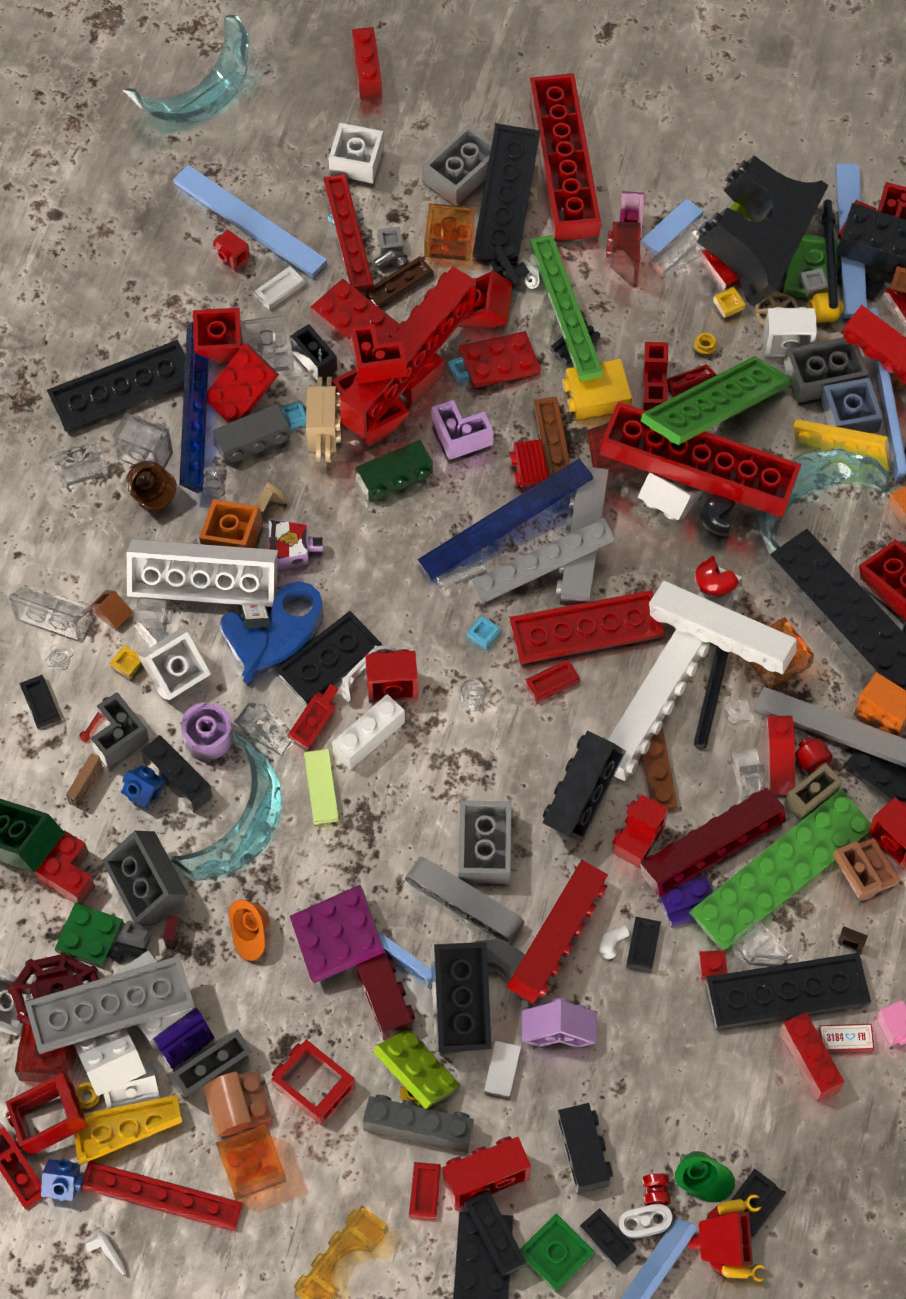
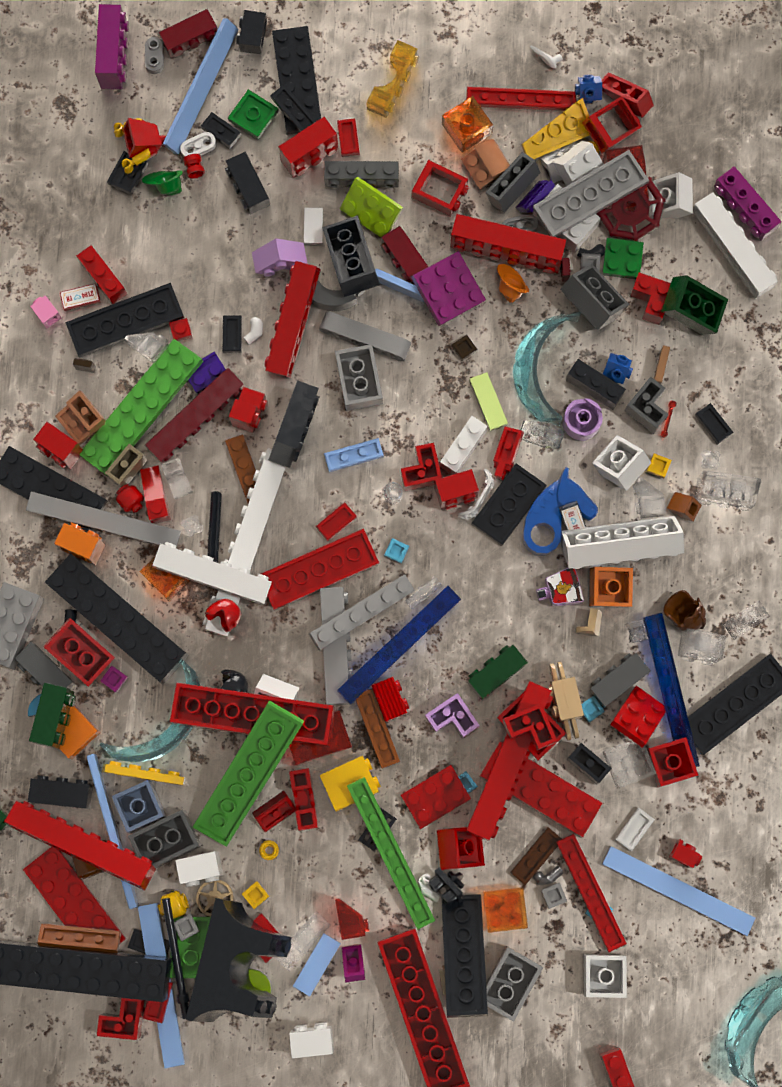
camera: 170 degrees right, 15 degrees up
(217, 1005) = (520, 221): none -> light grey plate
(243, 975) = (507, 243): none -> red brick
(335, 862) = (464, 347): none -> dark brown tile
(429, 706) = (425, 472): none -> red brick
(512, 756) = (353, 455): none -> light blue tile
(692, 150) = (311, 1041): none -> white brick
(860, 551) = (114, 679): none -> magenta plate

